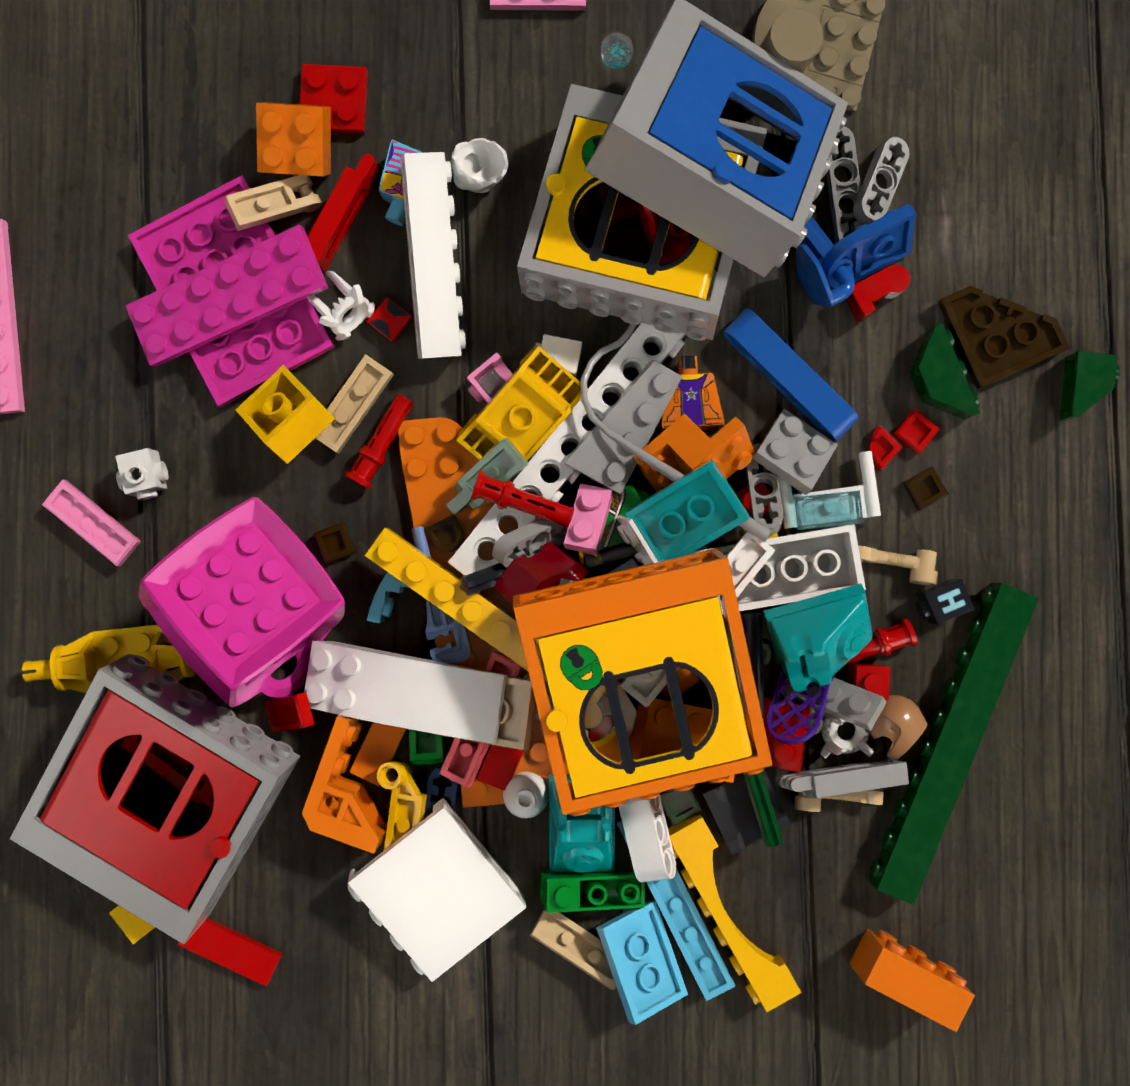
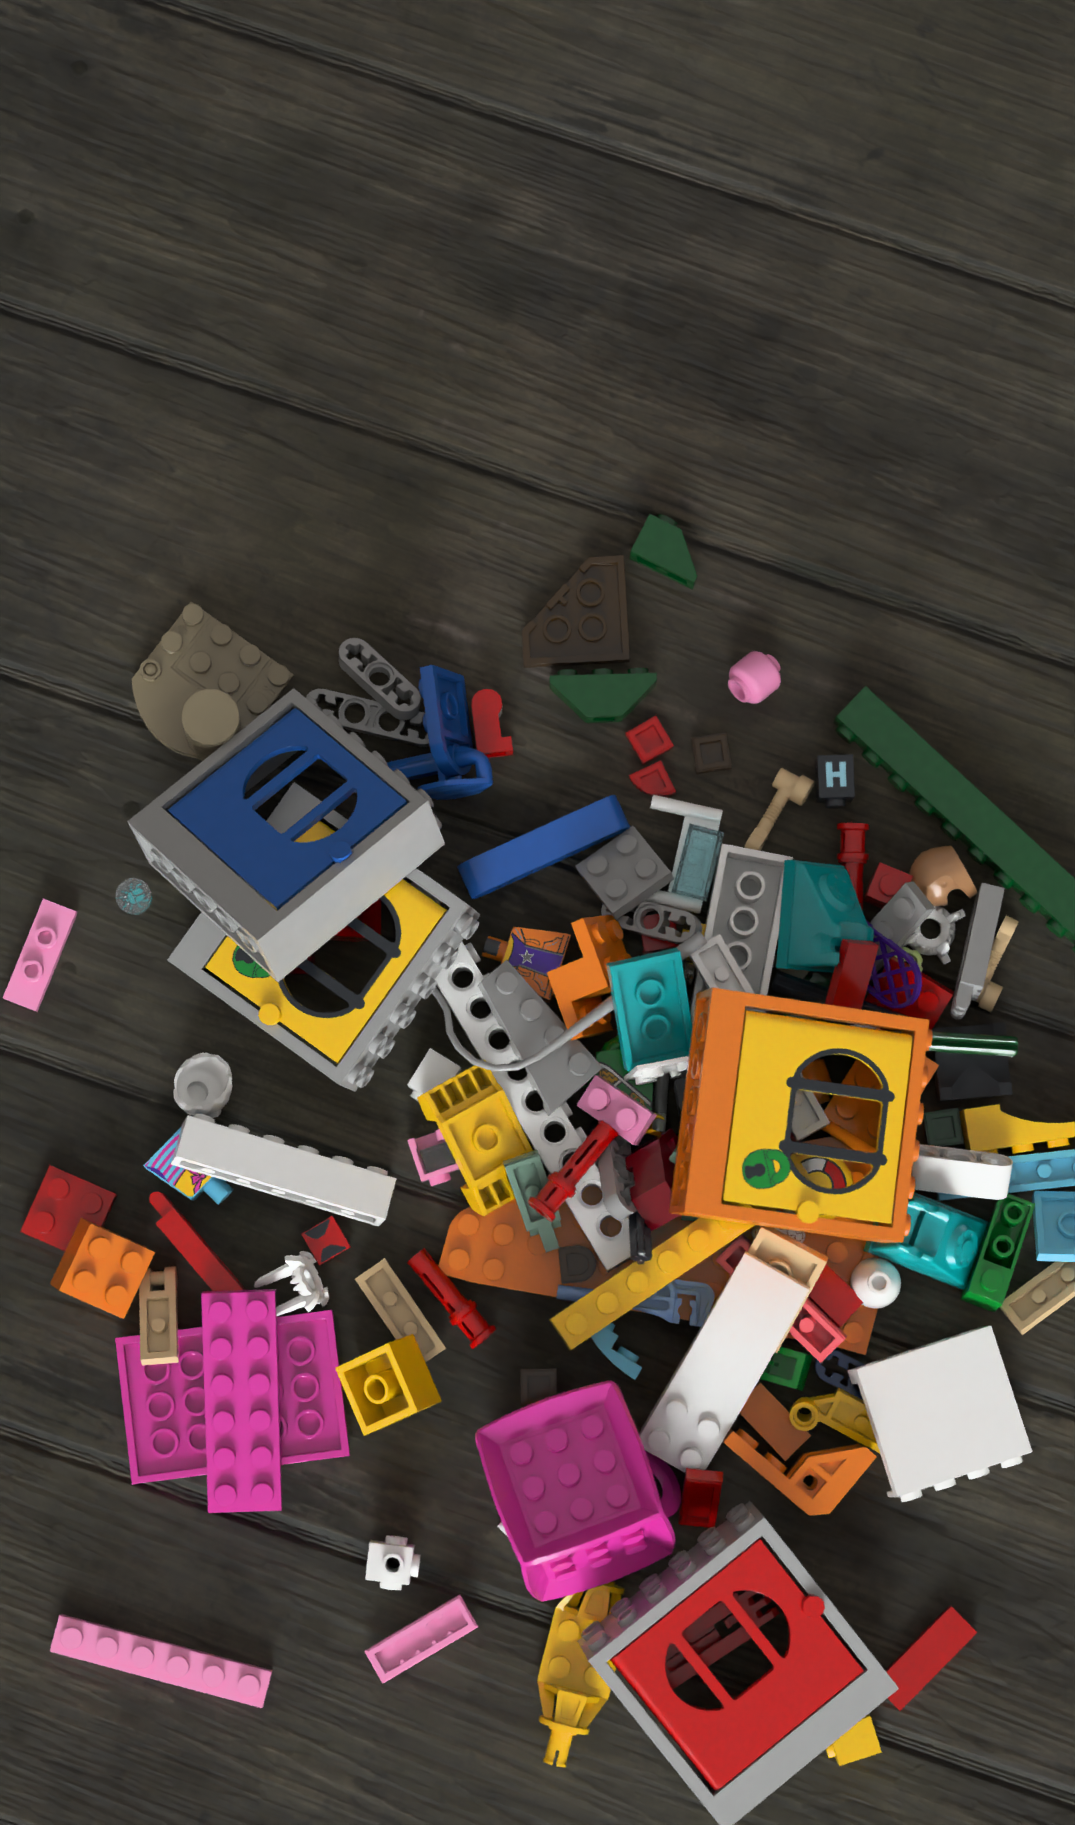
camera: 75 degrees left, 5 degrees down
(785, 679) = (852, 973): none -> red tile
(1006, 500) = (754, 677): none -> bright pink head

